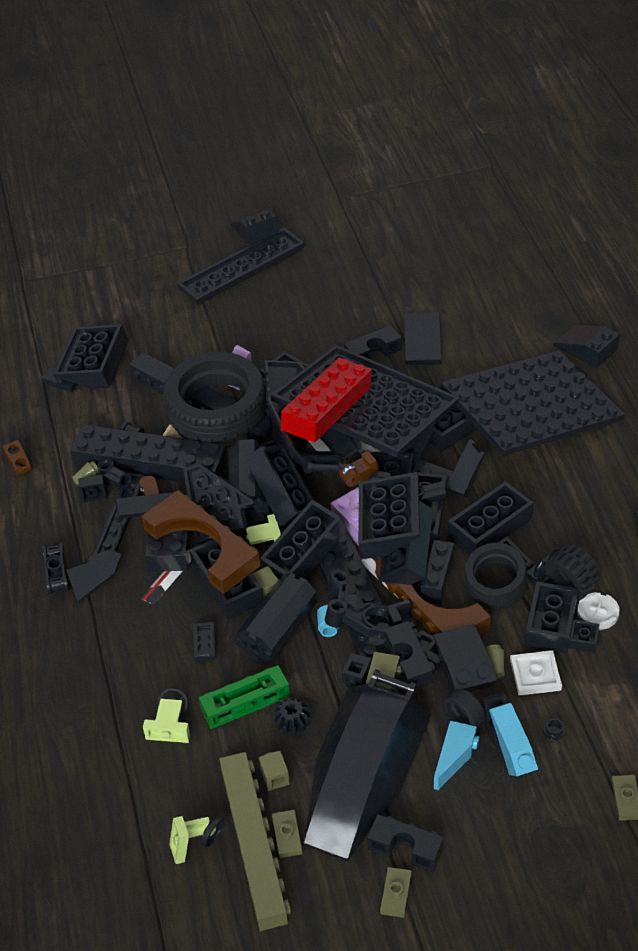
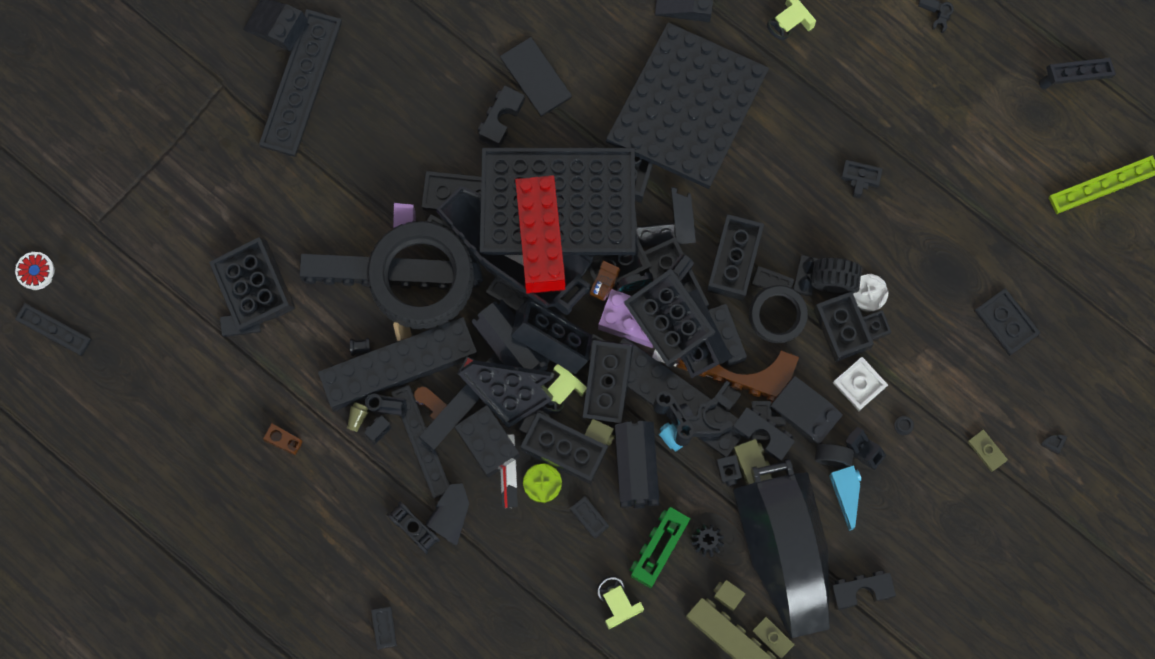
camera: 40 degrees left, 30 degrees up
(180, 514) = (490, 419): reddish brown arch -> none
(188, 597) = (542, 483): none -> lime tile
(396, 892) = (879, 632): olive plate -> none
(496, 655) = (823, 388): olive cone -> none
(513, 740) = (890, 463): medium azure slope -> none

